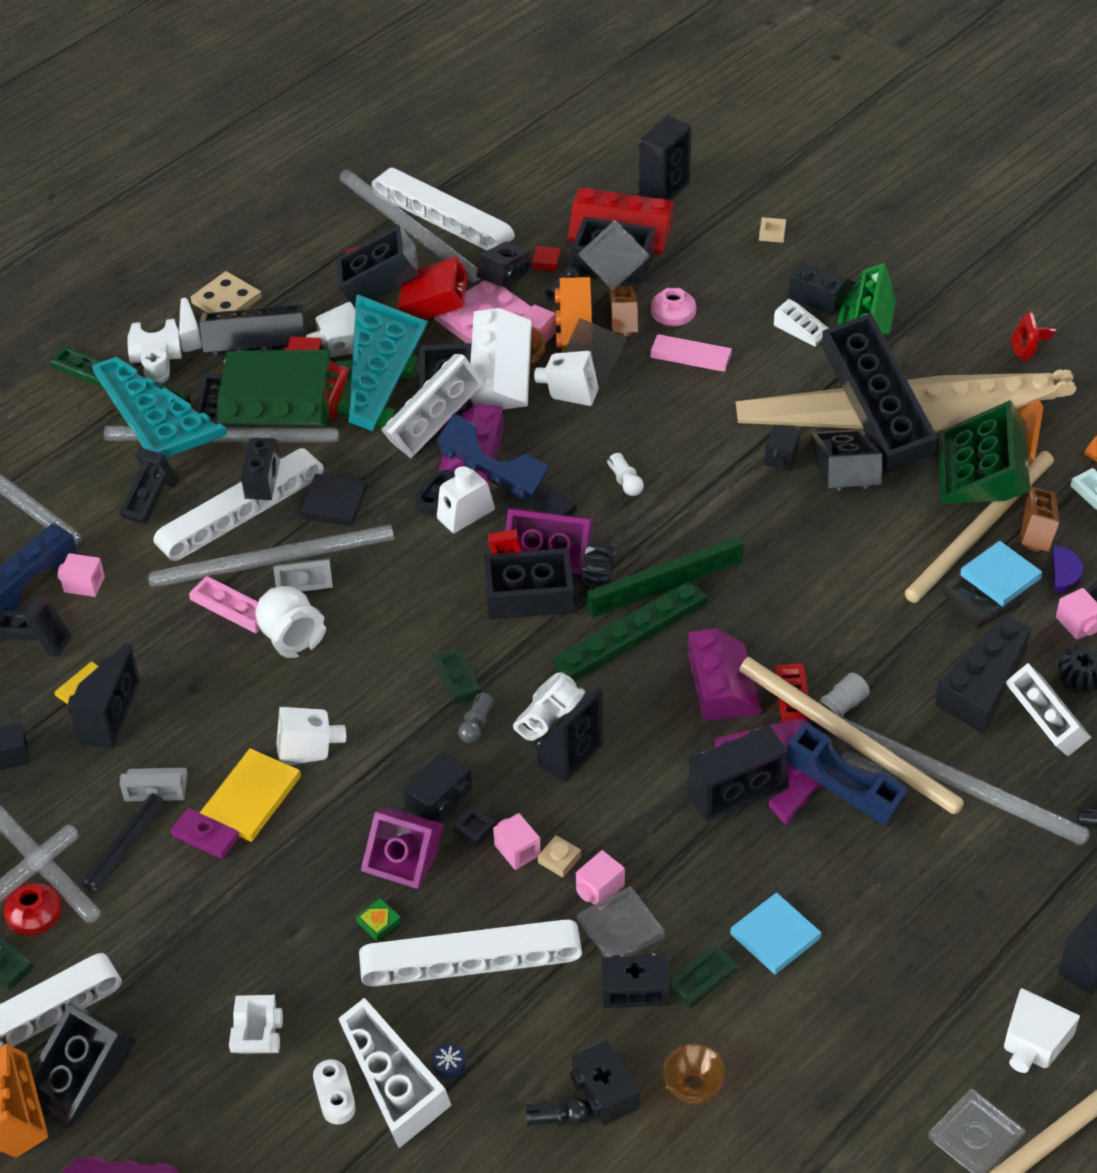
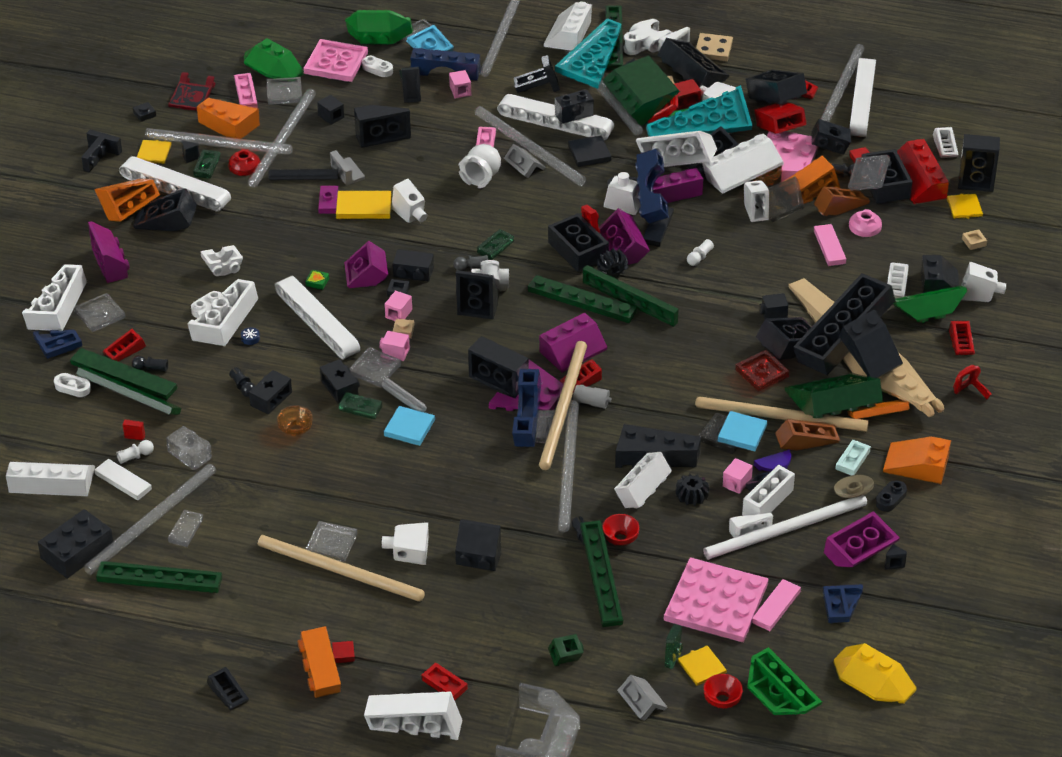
camera: 60 degrees right, 5 degrees down
(72, 410) = (570, 27): none -> white slope
(573, 177) = (945, 133): none -> white slope
(699, 214) = (964, 206): none -> yellow piece
(710, 914) = (403, 395): none -> light grey axle
(862, 249) = (981, 283): none -> white torso
(890, 509) = (762, 370): none -> clear red plate
(933, 312) = (961, 326): none -> red slope
(944, 380) = (871, 345): none -> black slope

